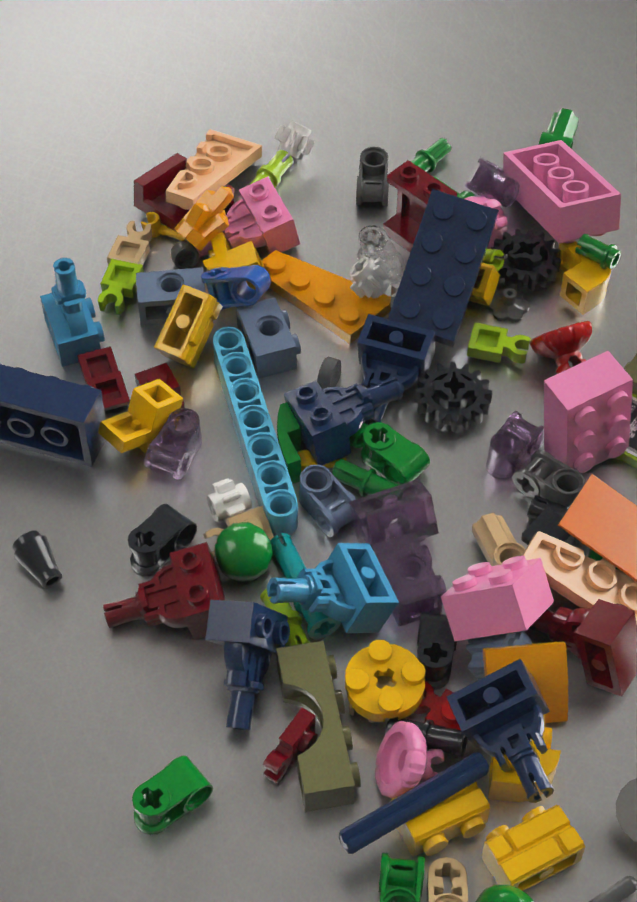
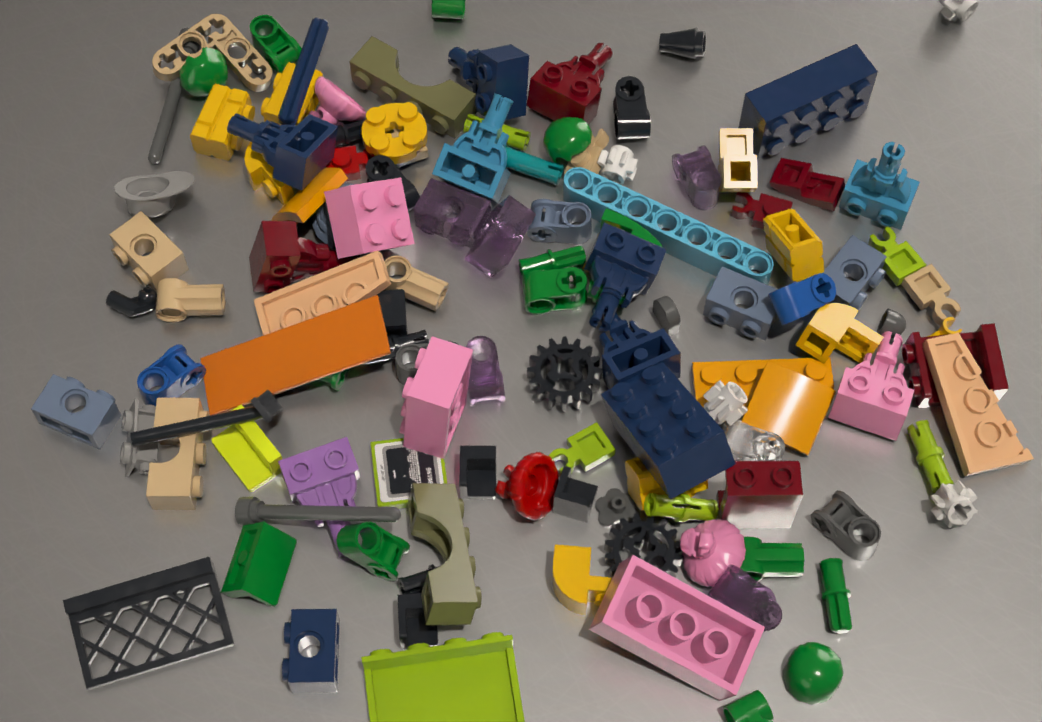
camera: 135 degrees right, 10 degrees up
(206, 217) = (896, 328): light orange rock -> none
(294, 741) = (413, 70): dark red plate -> none
(323, 255) = (789, 406): none -> light orange slope
(487, 139) = (813, 673): none -> green hair
(537, 321) = (574, 497): none -> black panel
(598, 251) = (579, 582): green pin -> none

